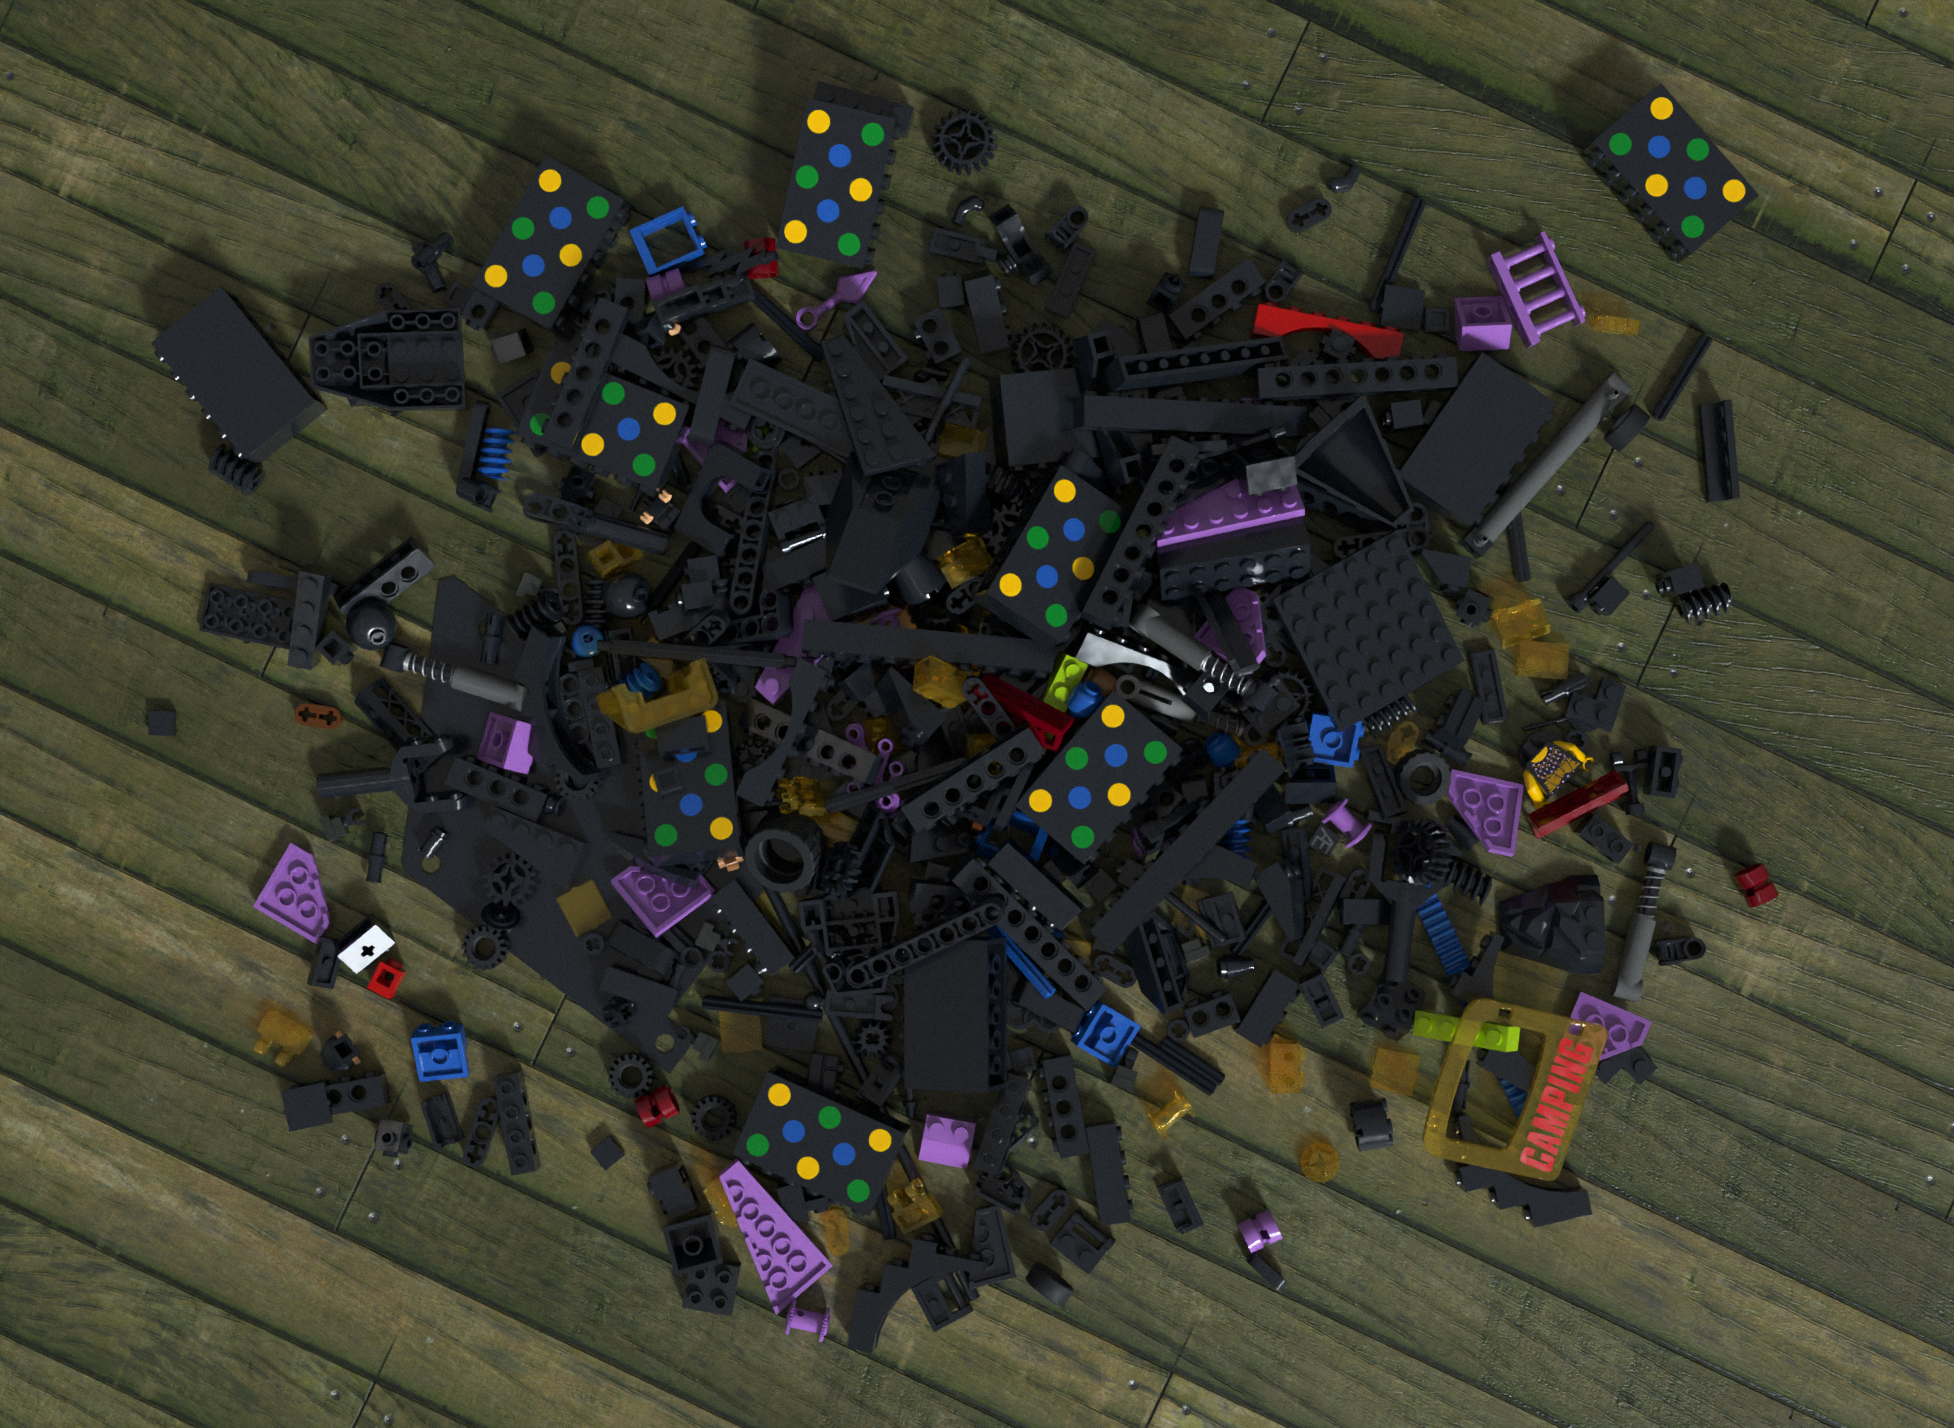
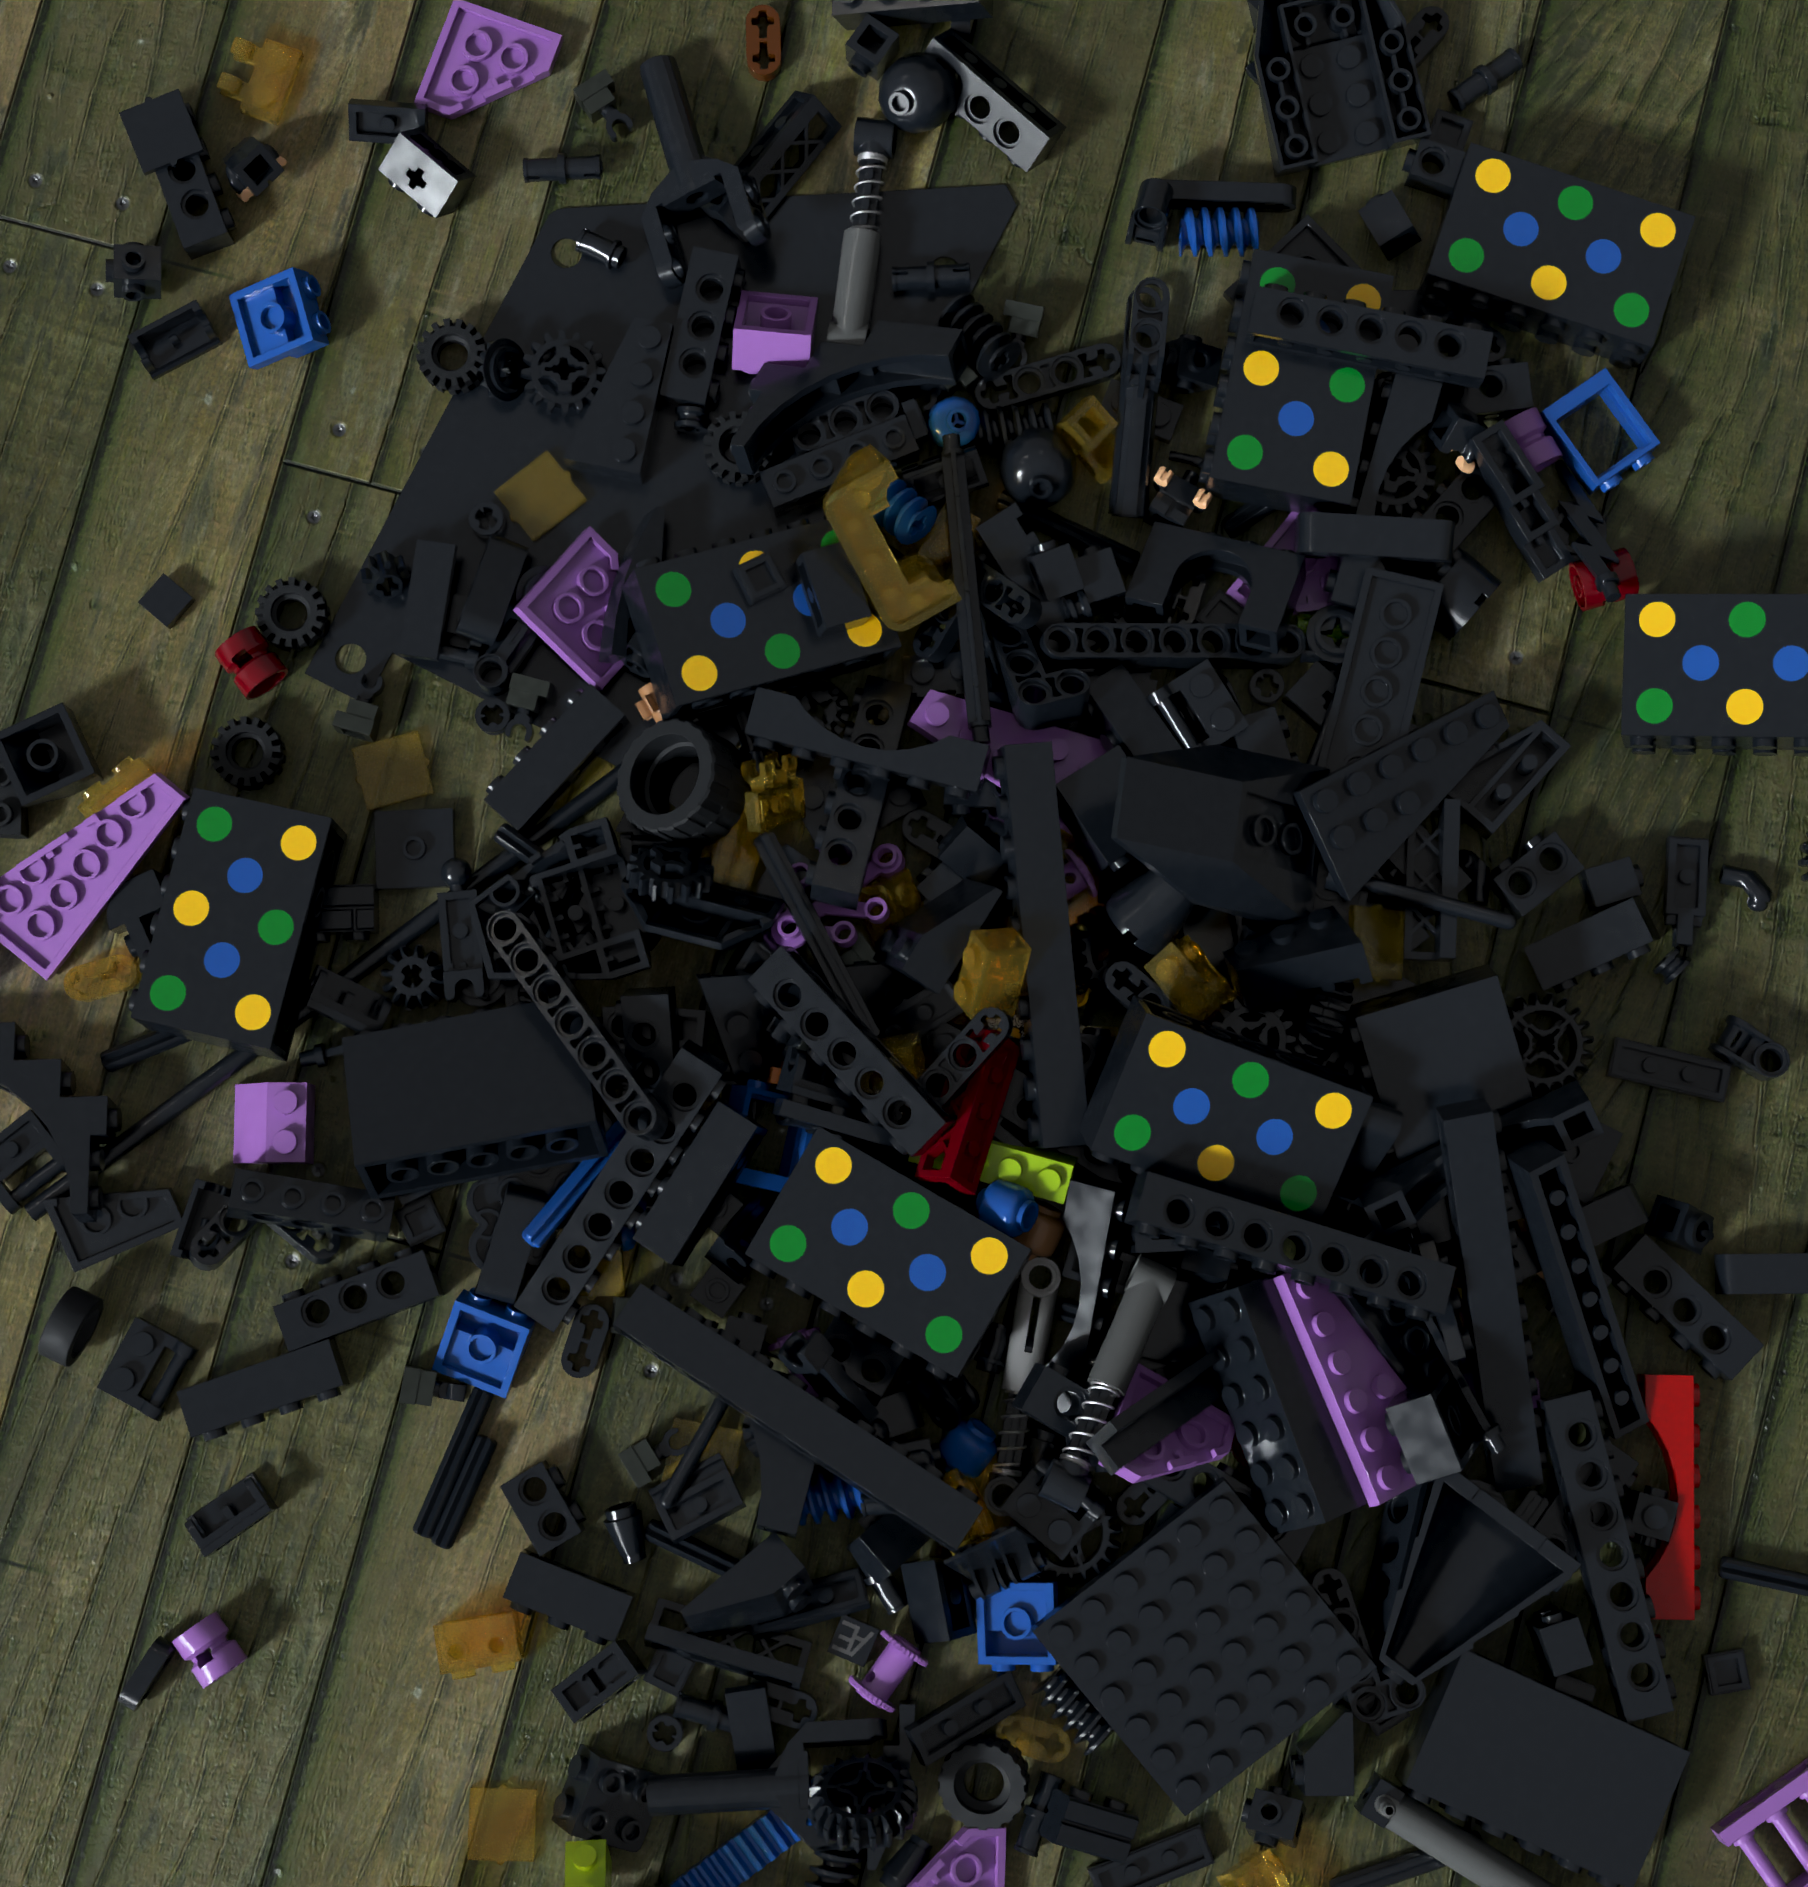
camera: 85 degrees right, 5 degrees down
(379, 981) = (370, 208): red brick -> none
(432, 250) = (1511, 77): black pin -> none
(483, 1150) = (138, 411): black beam -> none
(516, 1122) = (190, 453): black brick -> none
(674, 1188) = (127, 712): black brick -> none
(746, 980) = (469, 763): black brick -> none
(762, 1008) = (430, 796): black axle -> none
(787, 325) = (1507, 638): black axle -> none
(849, 289) = (1581, 725): medium lavender piece -> none
(916, 1213) = (150, 1097): clear yellow plate -> none
(1019, 245) = (1708, 977): black arch -> none
(1054, 1213) = (185, 1315): black beam -> none
(1159, 963) = (610, 1409): black wedge -> none
(1172, 1111) = (377, 1474): clear yellow hose -> none
(1183, 1024) = (499, 1452): black bush -> none
(1283, 280) = (1739, 1408): black piece -> none
(1311, 1156) = (343, 1711): clear yellow gear -> none
(1371, 1125) = (410, 1800): black brick -> none
(1401, 307) = (1734, 1610): black piece -> none
(1482, 323) = (1735, 1746): medium lavender slope -> none

